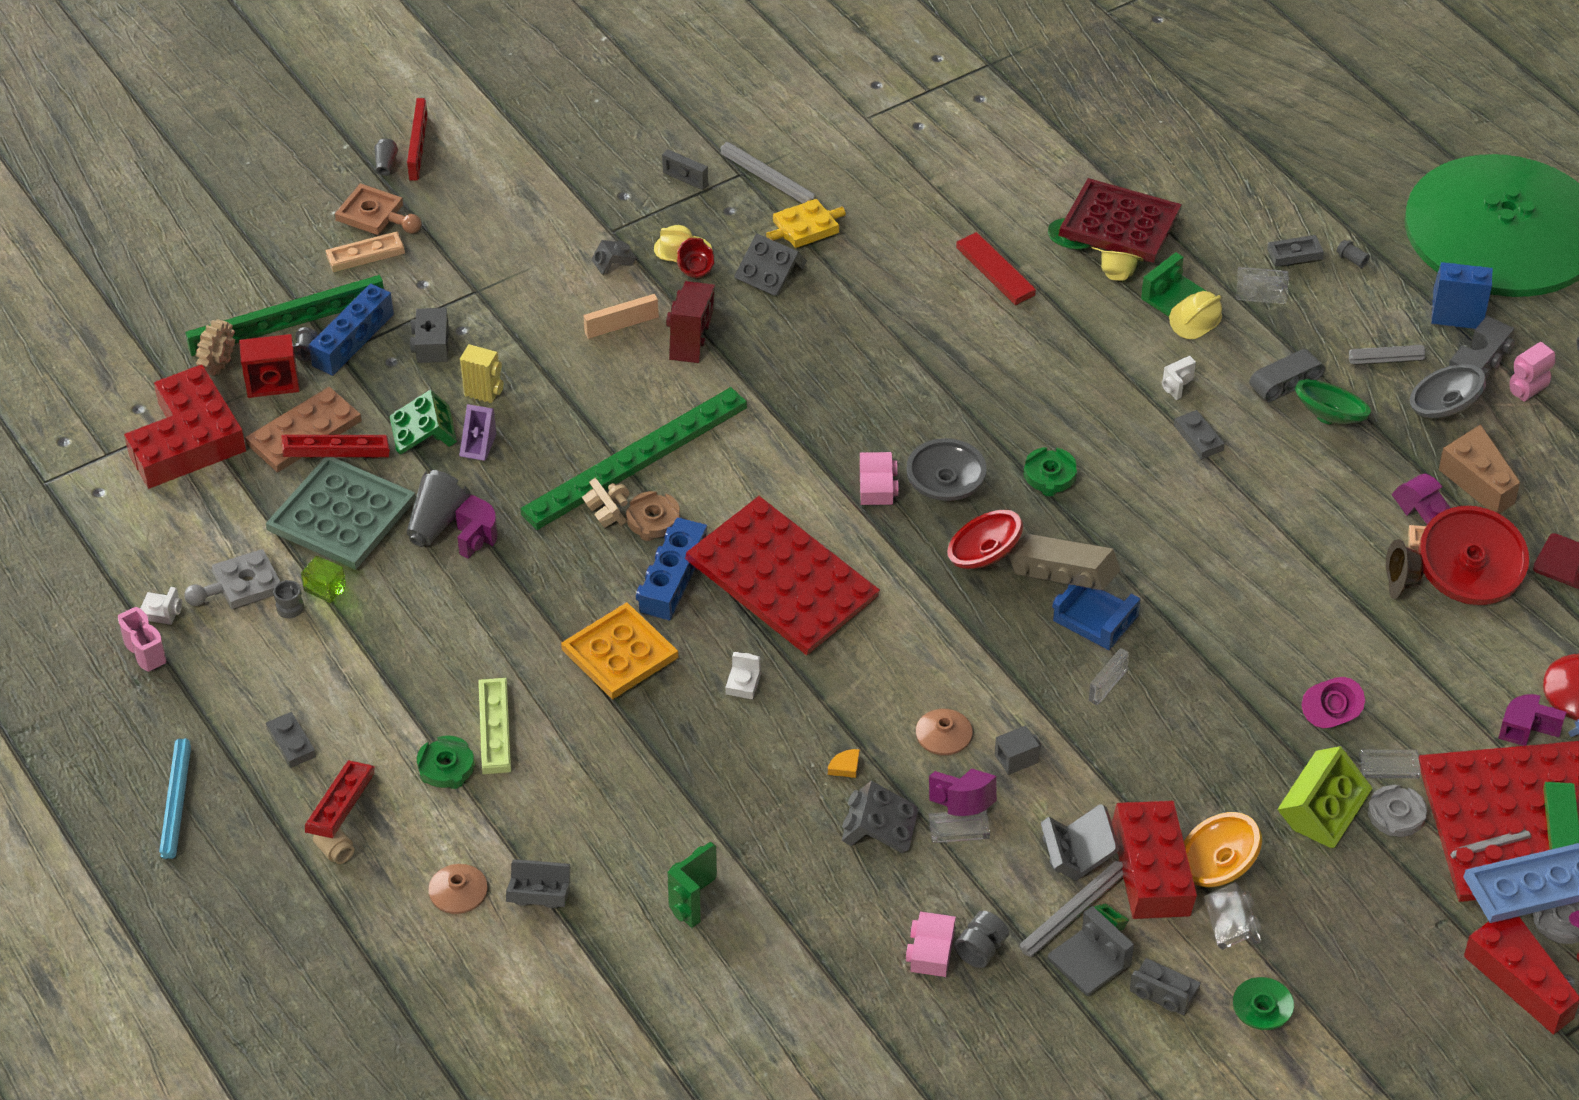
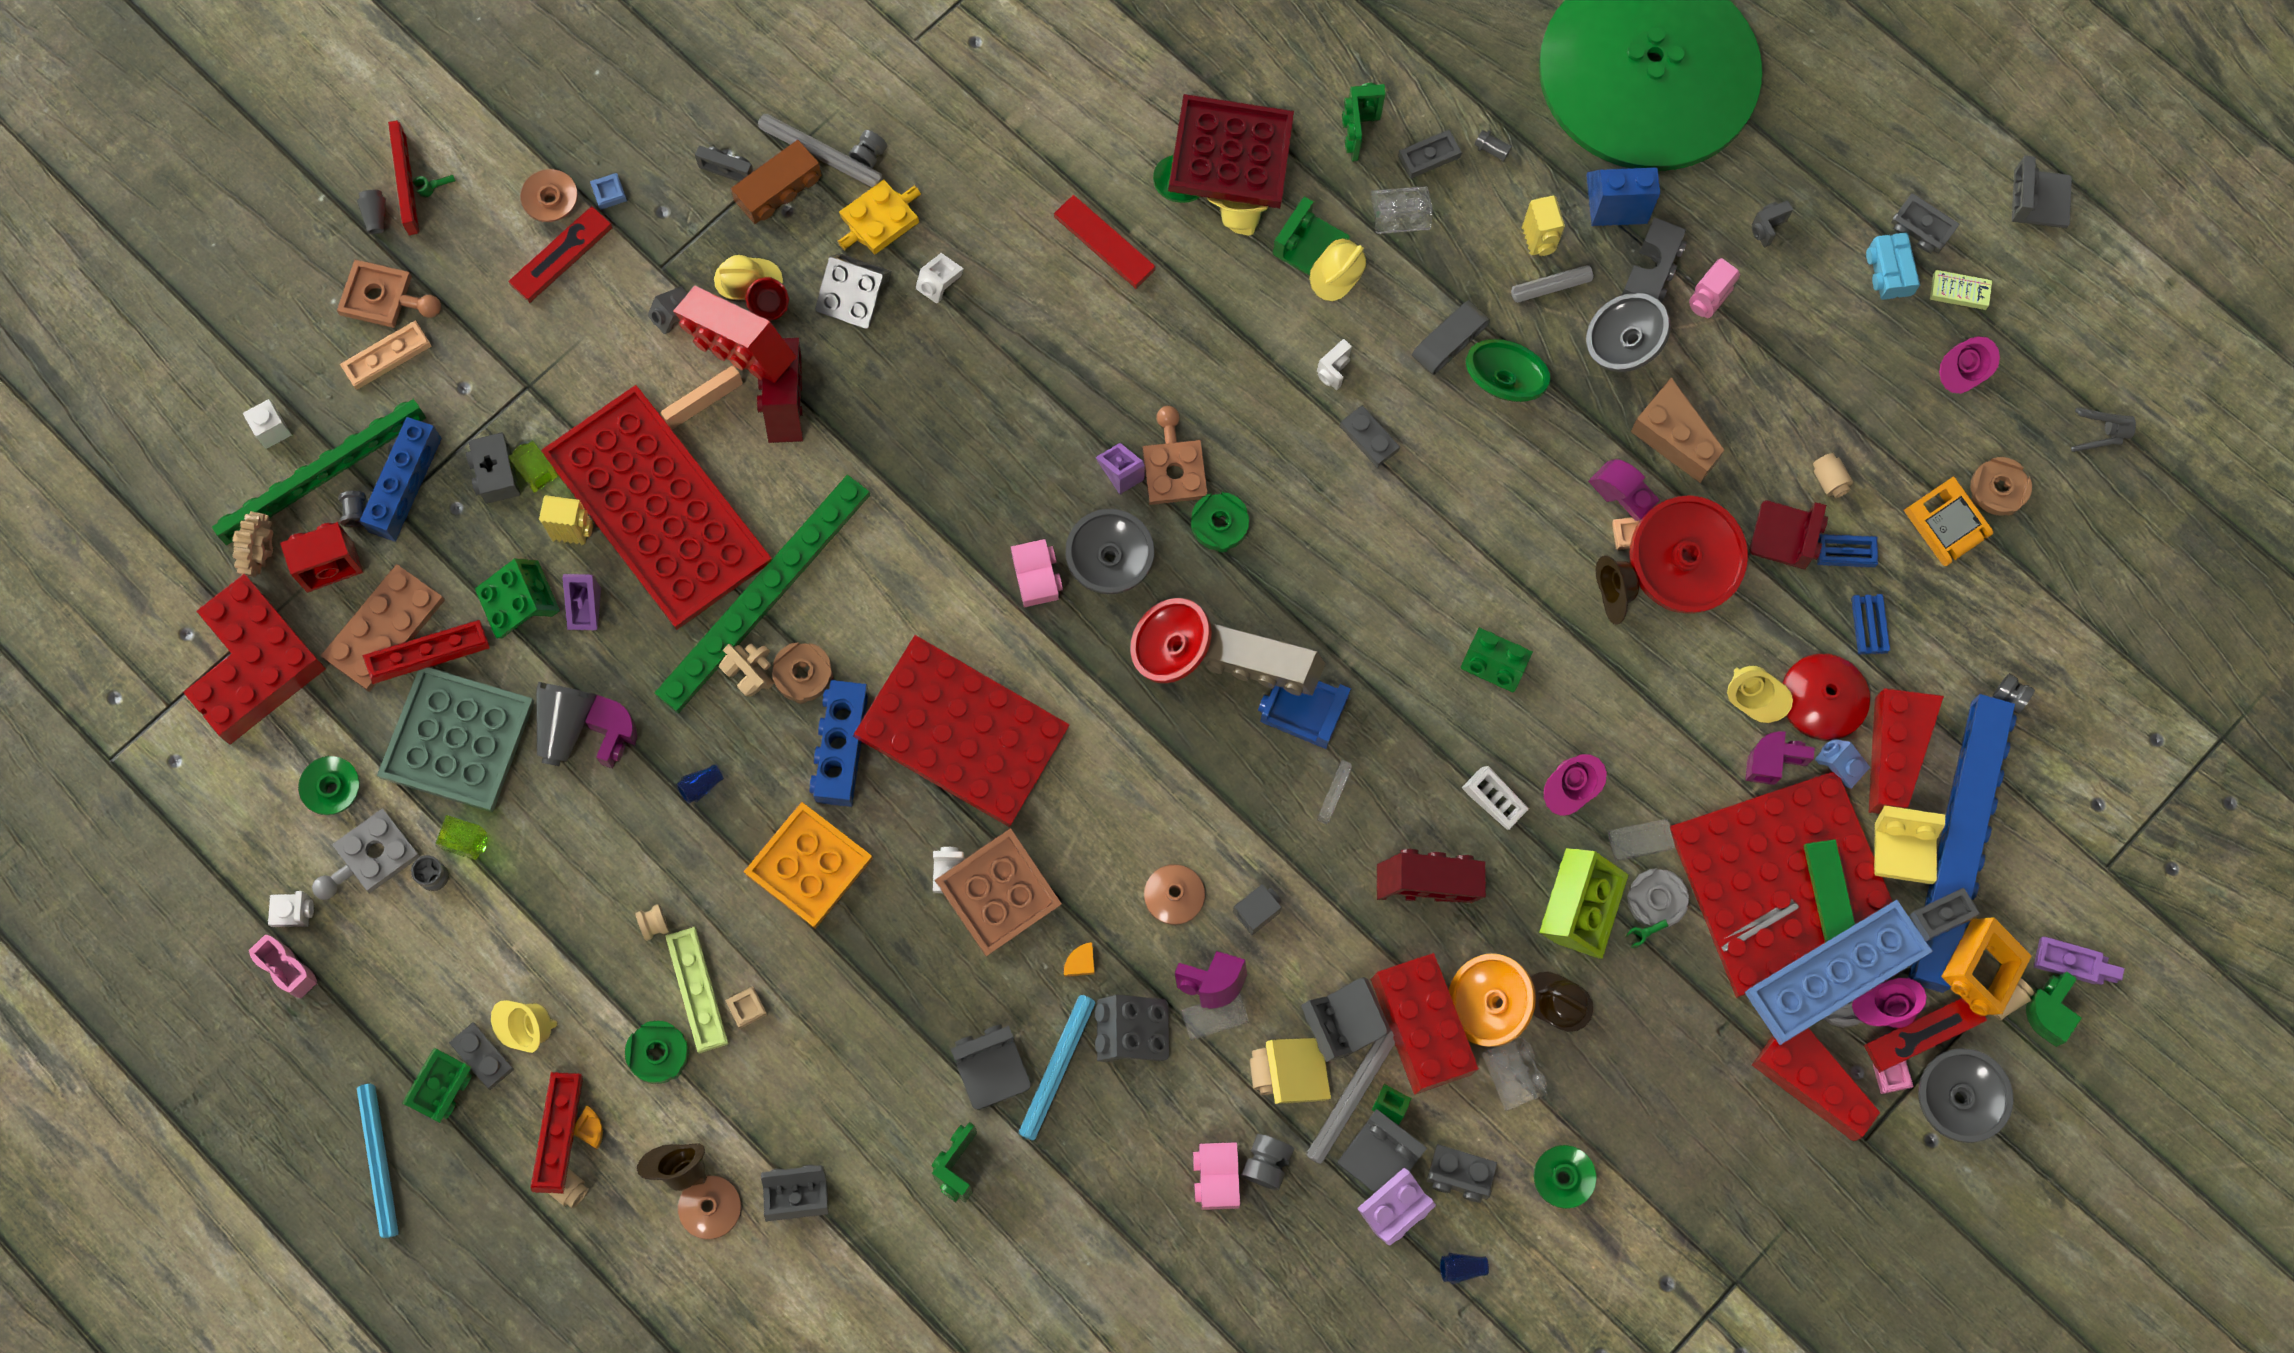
camera: 15 degrees left, 25 degrees up
(223, 524) = (316, 780): none -> green dish
(245, 749) = (438, 1085): none -> green bracket
(253, 276) = (267, 424): none -> white brick
(333, 717) = (521, 1025): none -> light yellow piece
(367, 809) = (589, 1128): none -> light orange tile
(432, 150) = (429, 186): none -> green hand
(440, 850) = (675, 1165): none -> dark brown piece
(461, 334) = (532, 466): none -> clear neon green brick
(470, 666) = (652, 922): none -> tan wheel
(530, 208) = (560, 254): none -> red tile
(533, 167) = (541, 187): none -> nougat dish
(534, 745) = (746, 1007): none -> tan tile
(539, 577) = (698, 784): none -> clear blue cone
(562, 384) = (656, 507): none -> red plate
(583, 174) = (608, 191): none -> medium blue tile
(661, 265) = (734, 334): none -> red brick
(725, 186) = (776, 182): none -> dark orange brick
(742, 821) = (990, 1067): none -> dark grey bracket
(783, 694) = (998, 892): none -> nougat plate
(802, 838) = (1056, 1067): none -> medium azure axle
(810, 175) = (868, 149): none -> dark grey wheel
(844, 266) = (937, 276): none -> white bracket
(973, 421) = (1122, 467): none -> medium lavender slope
(997, 871) = (1261, 1072): none -> tan brick
(1007, 419) = (1182, 454): none -> nougat plate
(1026, 874) = (1297, 1071): none -> light yellow tile
(1094, 996) = (1396, 1207): none -> lavender bracket
(1149, 1059) = (1461, 1267): none -> clear blue cone
(1184, 750) = (1431, 877): none -> dark red wedge
(1243, 208) = (1363, 105): none -> green bracket
(1255, 690) = (1488, 805): none -> white slope
(1279, 607) = (1496, 660): none -> green bracket
(1287, 872) = (1561, 1002): none -> dark brown piece
(1374, 831) = (1646, 932): none -> green hand
(1385, 306) = (1543, 226): none -> light yellow brick
(1521, 667) = (1759, 694): none -> light yellow piece

